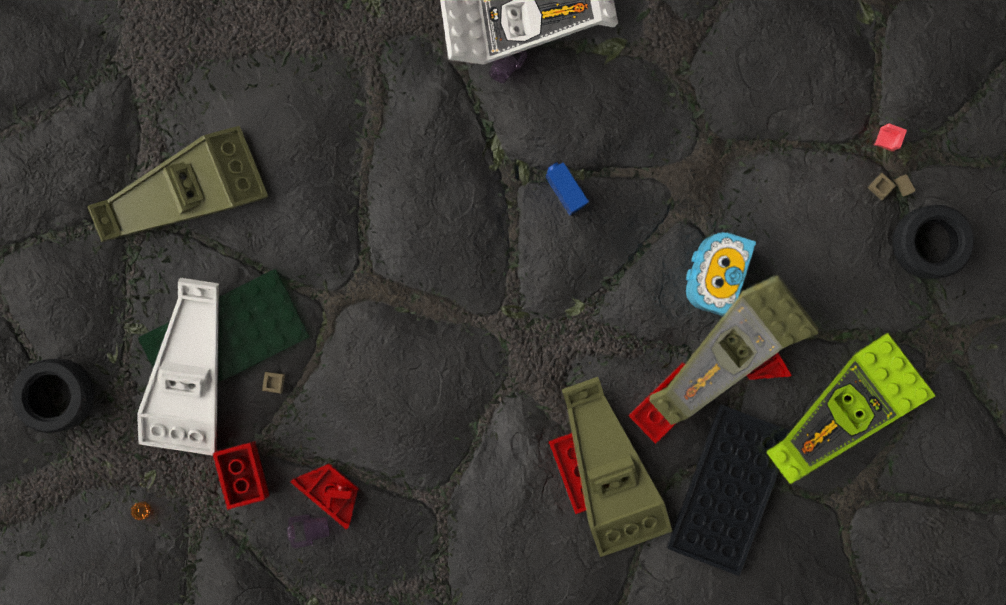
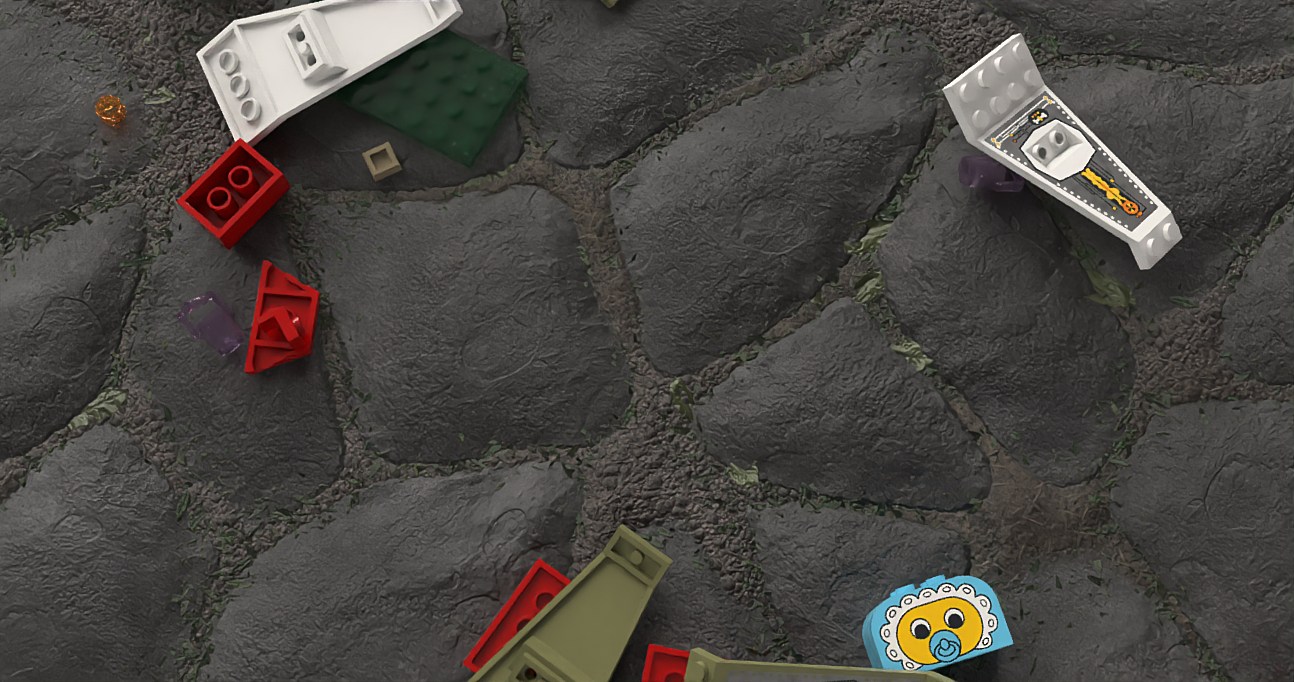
camera: 55 degrees right, 15 degrees down
(566, 188) = (891, 348): blue brick -> none

